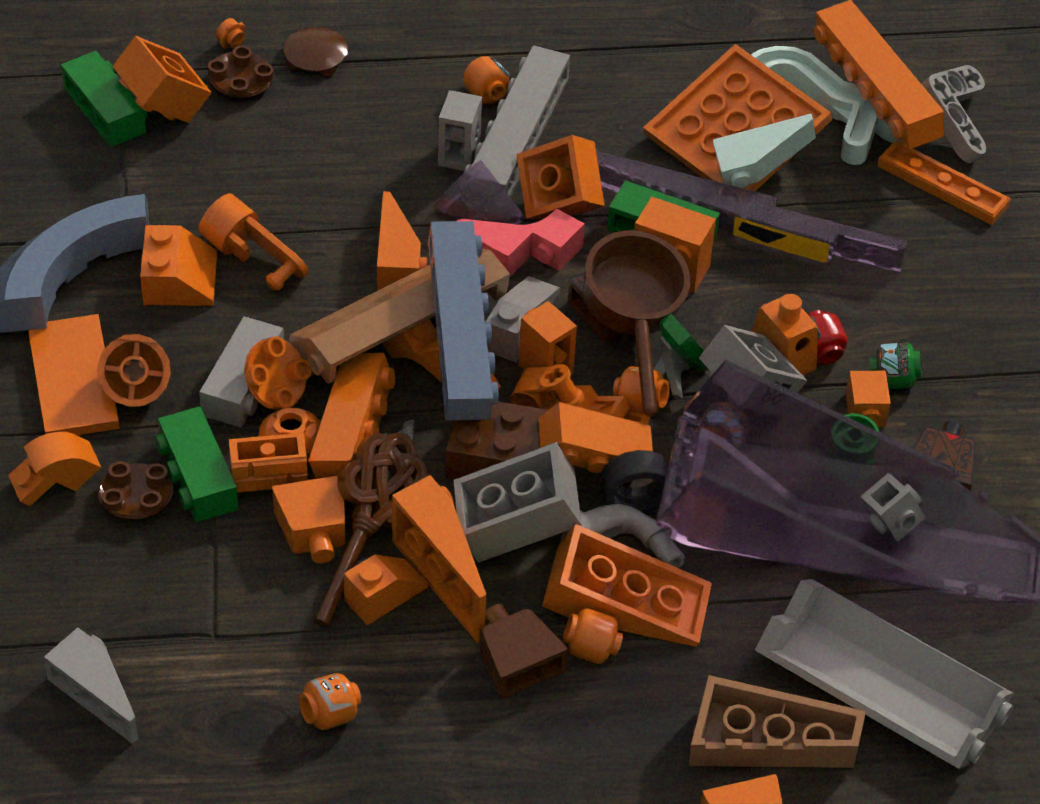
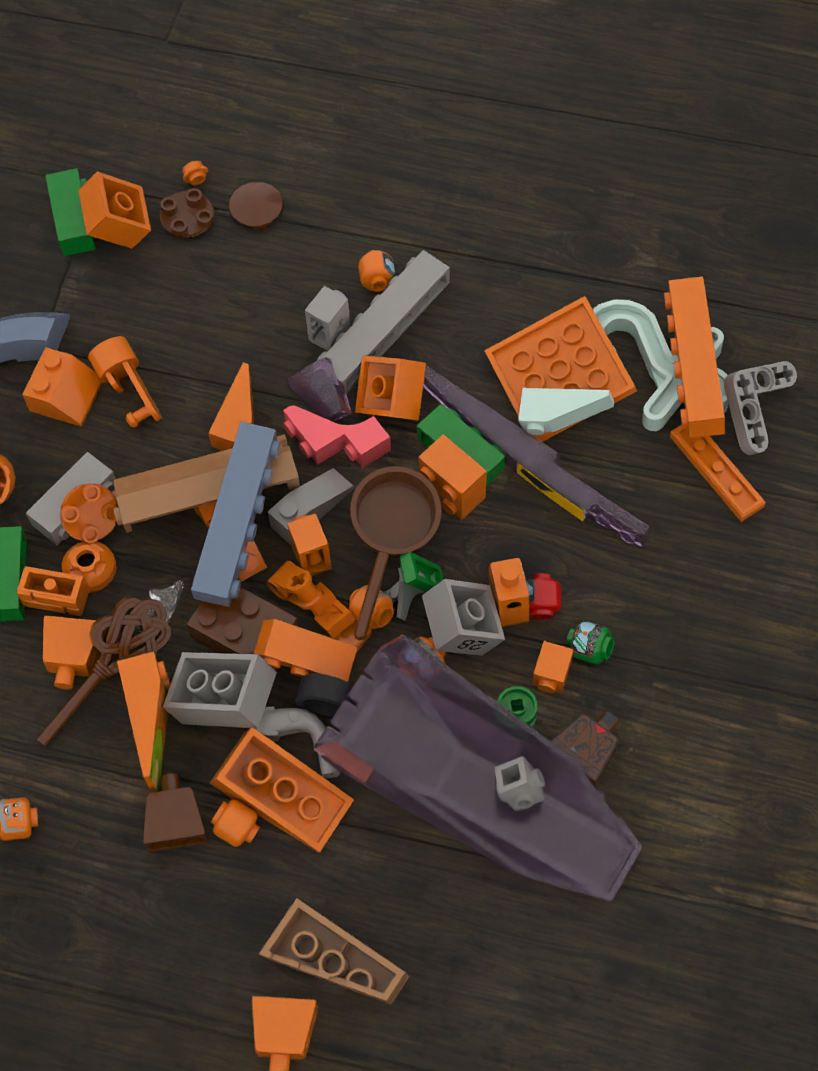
camera: 25 degrees right, 15 degrees up
(351, 412) = (134, 565): orange brick -> none
(381, 586) = (97, 725): orange slope -> none
(886, 673) = (448, 933): light grey panel -> none

